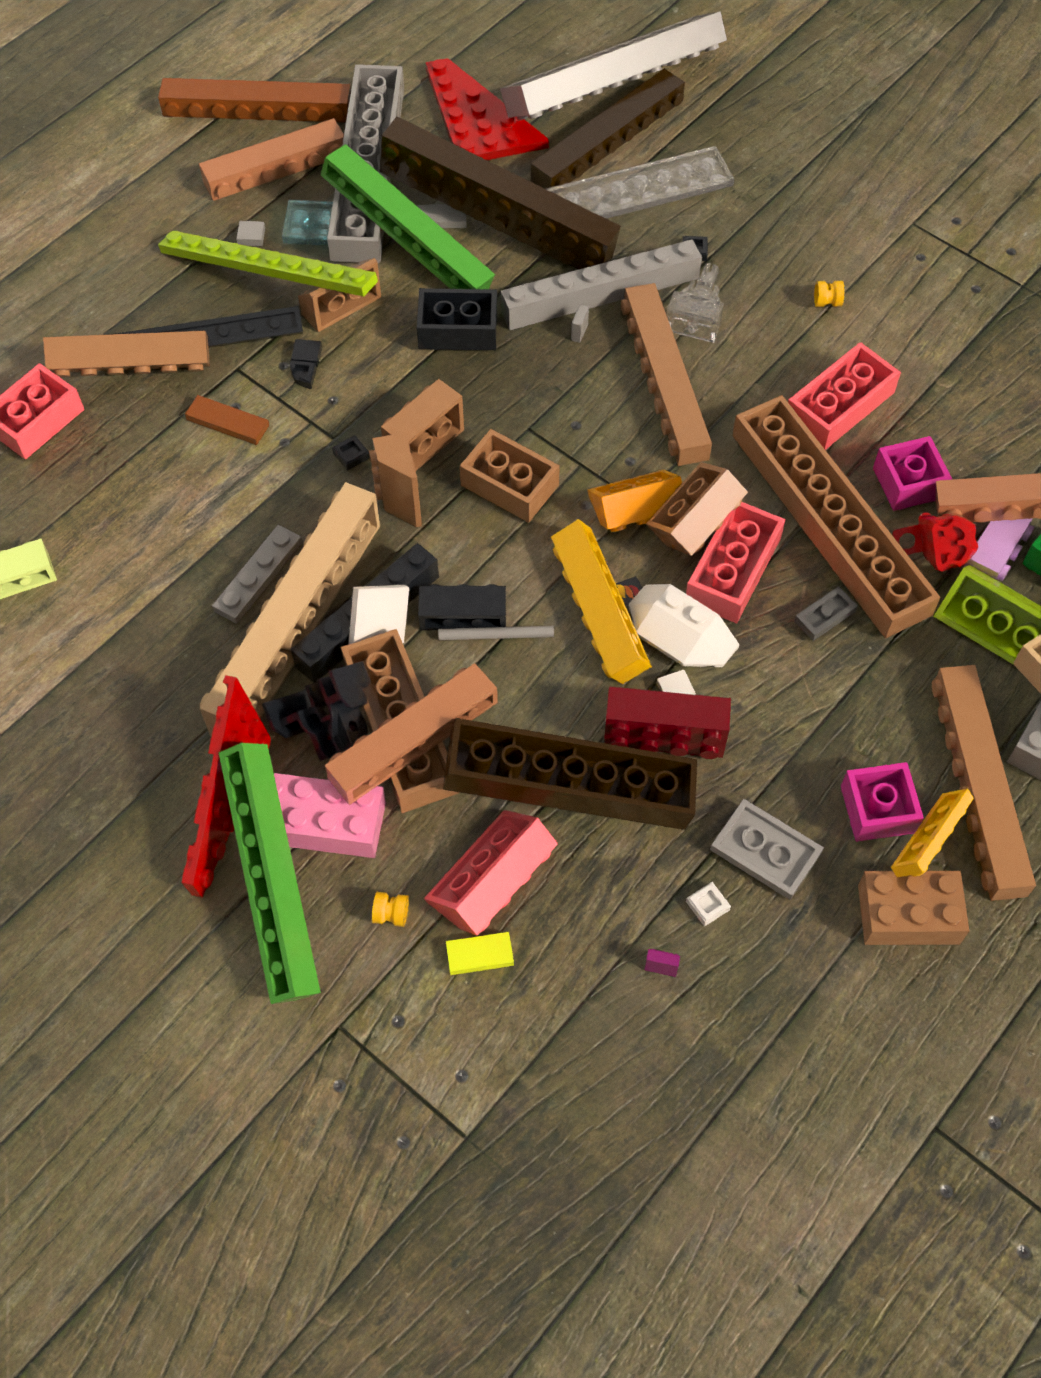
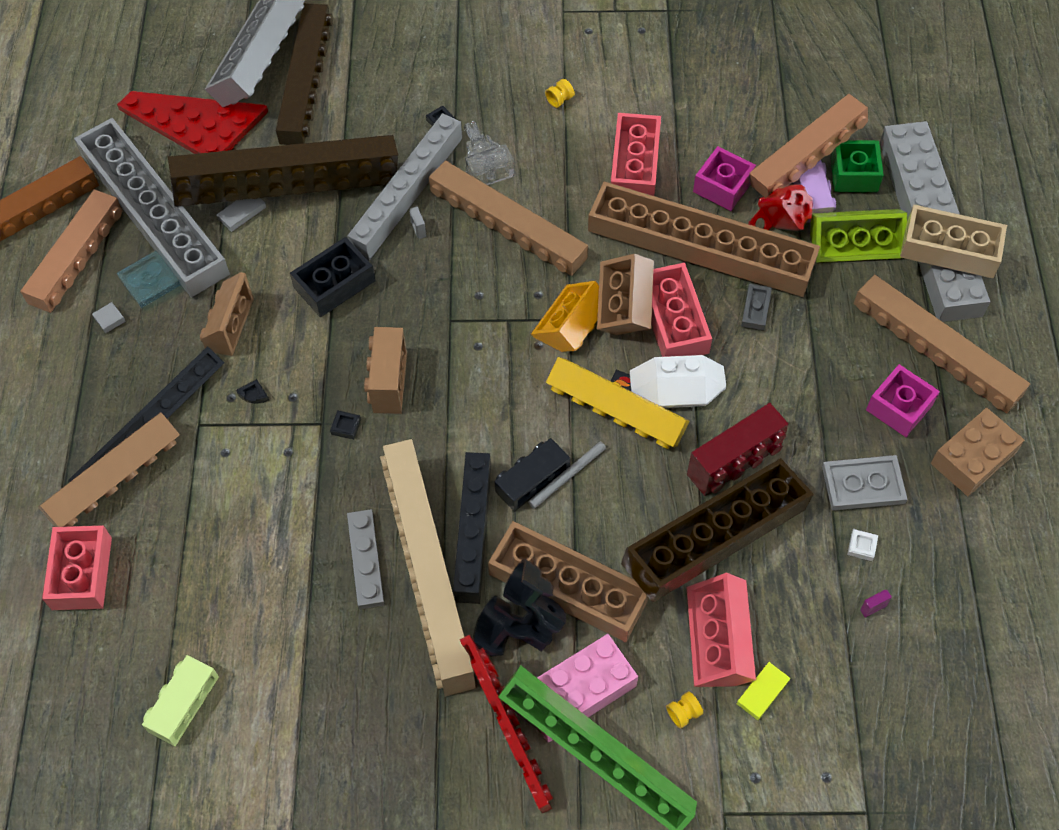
camera: 40 degrees left, 0 degrees up
(227, 419) = (230, 466): dark orange tile -> none
(269, 263) = (155, 330): lime plate -> none
(307, 351) = (240, 375): black tile -> none
(378, 611) = (489, 520): white tile -> none
(396, 477) = (412, 416): medium nougat slope -> none
(404, 221) = (232, 231): bright green brick -> none
(410, 733) = (598, 583): nougat brick -> none
(509, 475) = (477, 360): medium nougat brick -> none
(650, 183) = (367, 93): clear plate -> none
(675, 683) = (713, 423): white tile -> none
(932, 833) = (952, 397): yellow plate -> none

